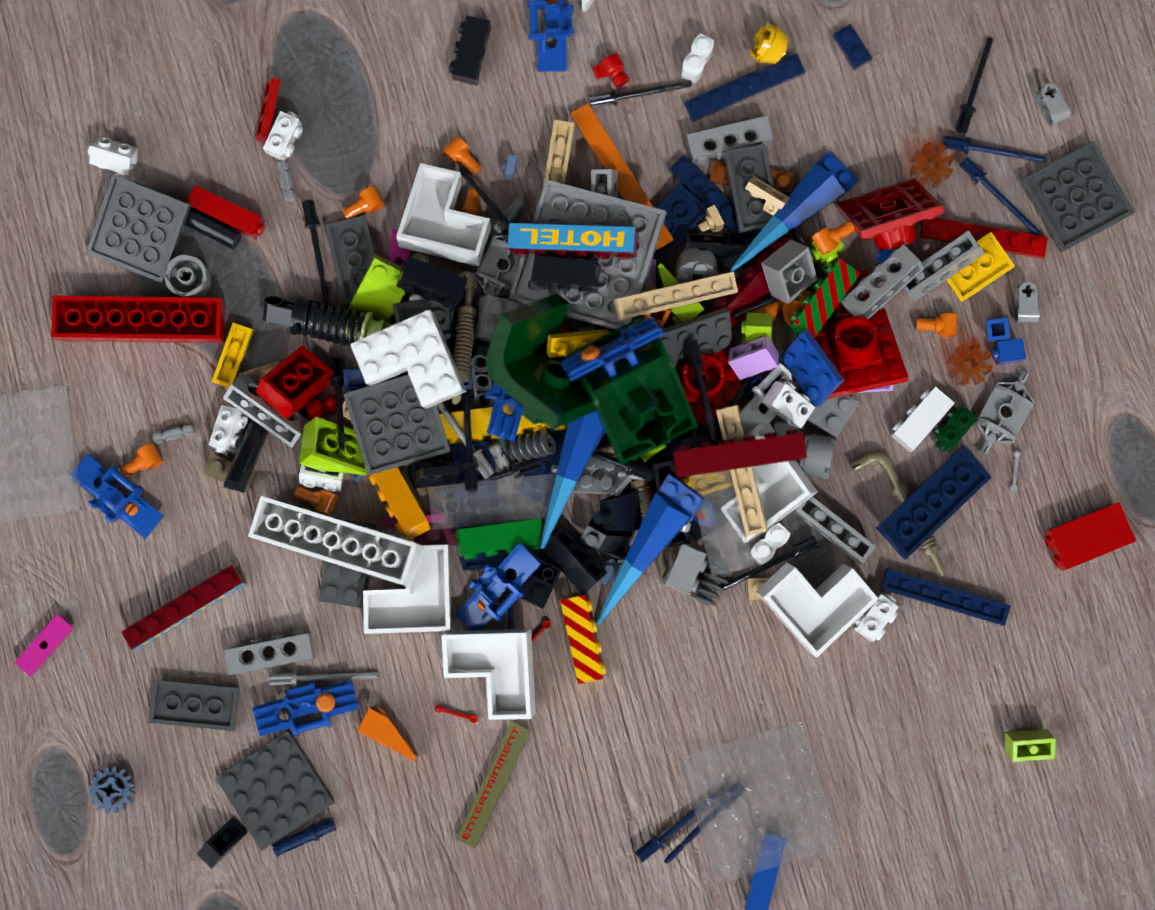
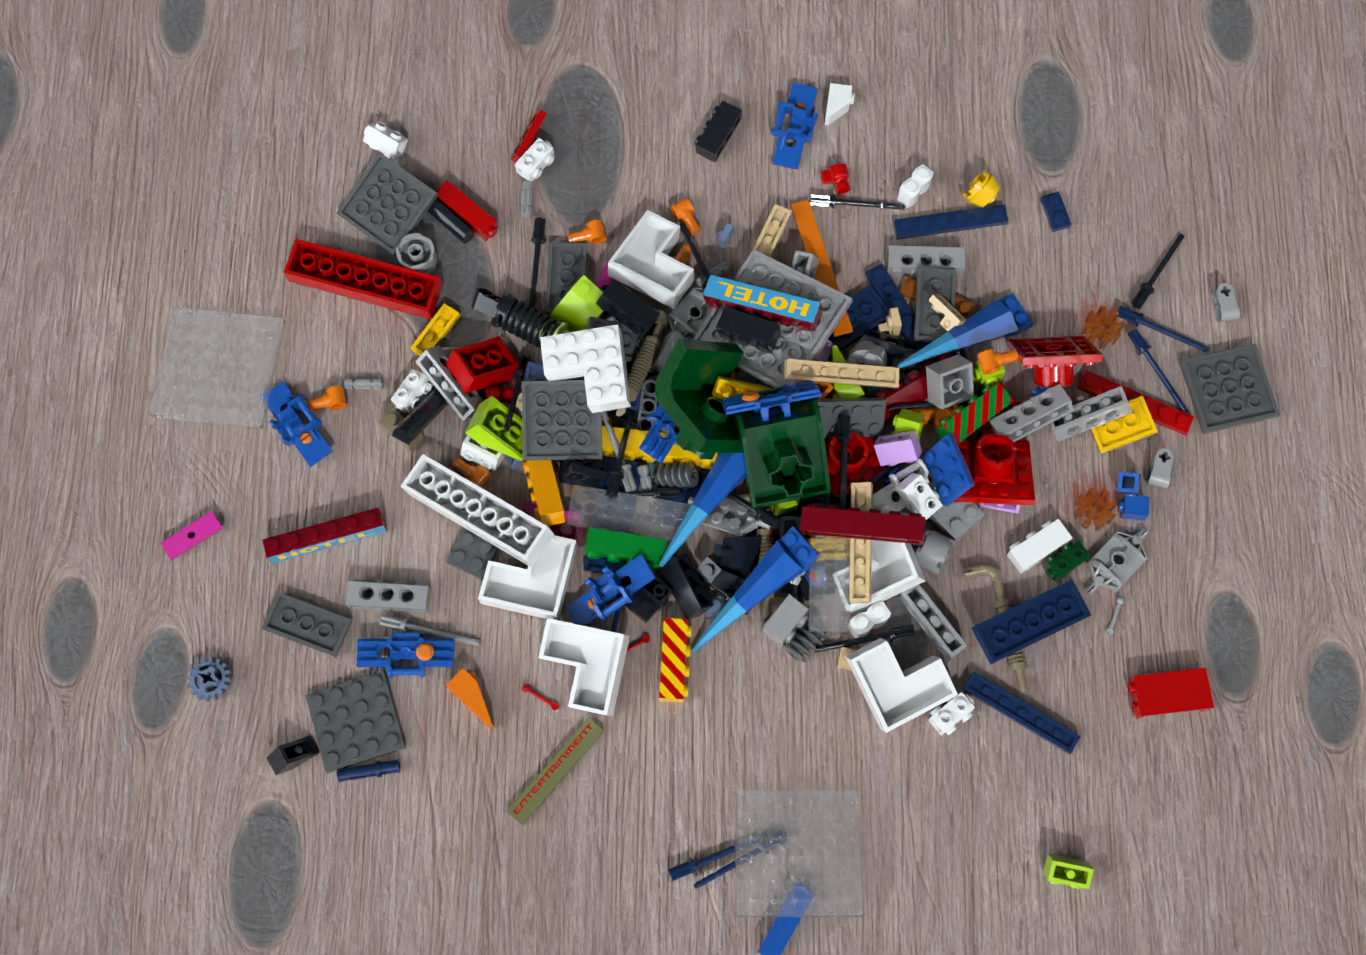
camera: 15 degrees right, 10 degrees down
(945, 325) = (1080, 468): orange pin -> none

